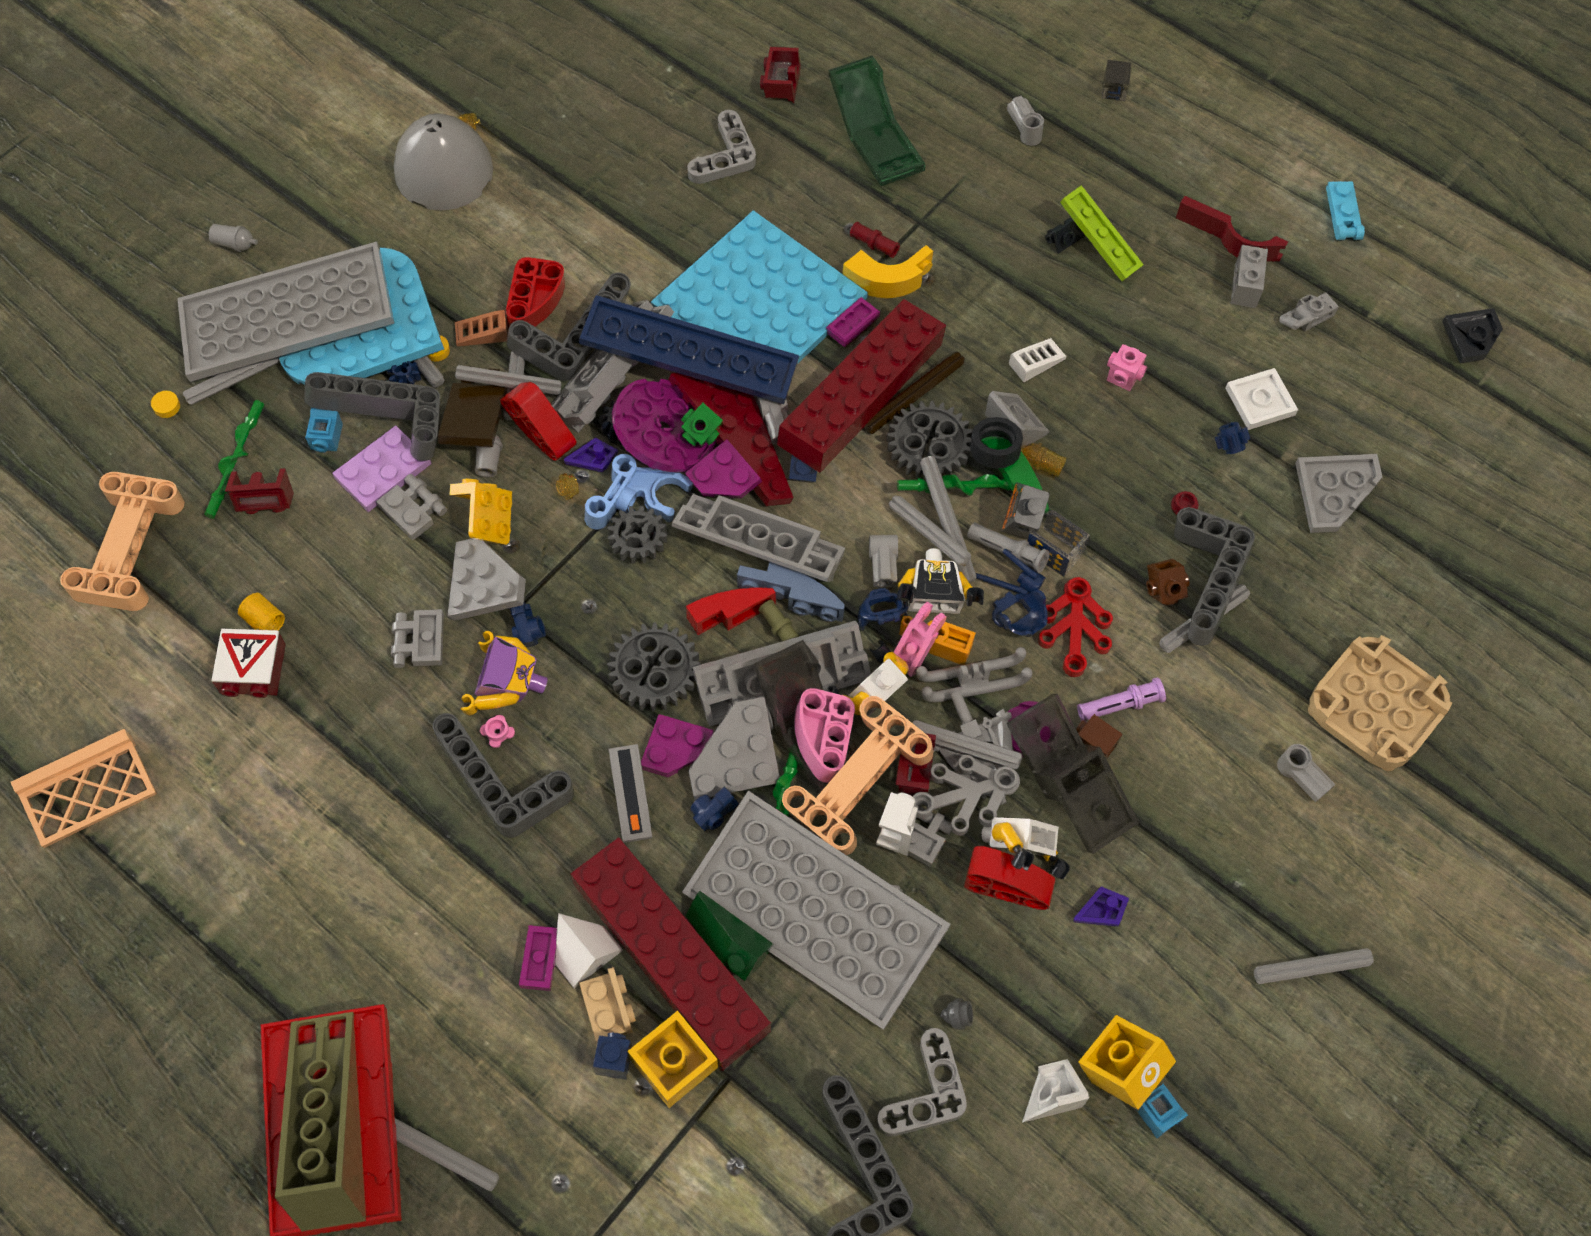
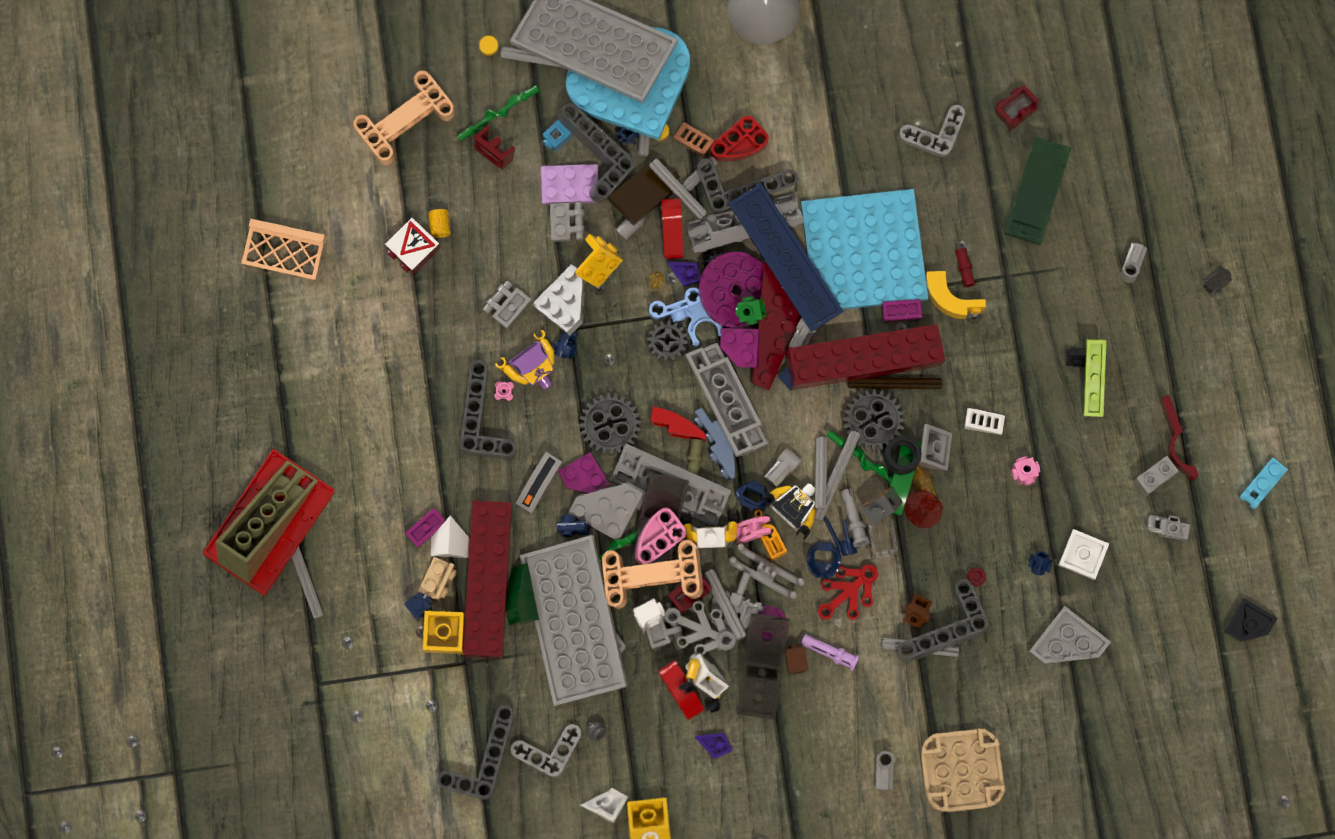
camera: 45 degrees right, 15 degrees up
(1068, 467) = (929, 503): none -> clear red plate

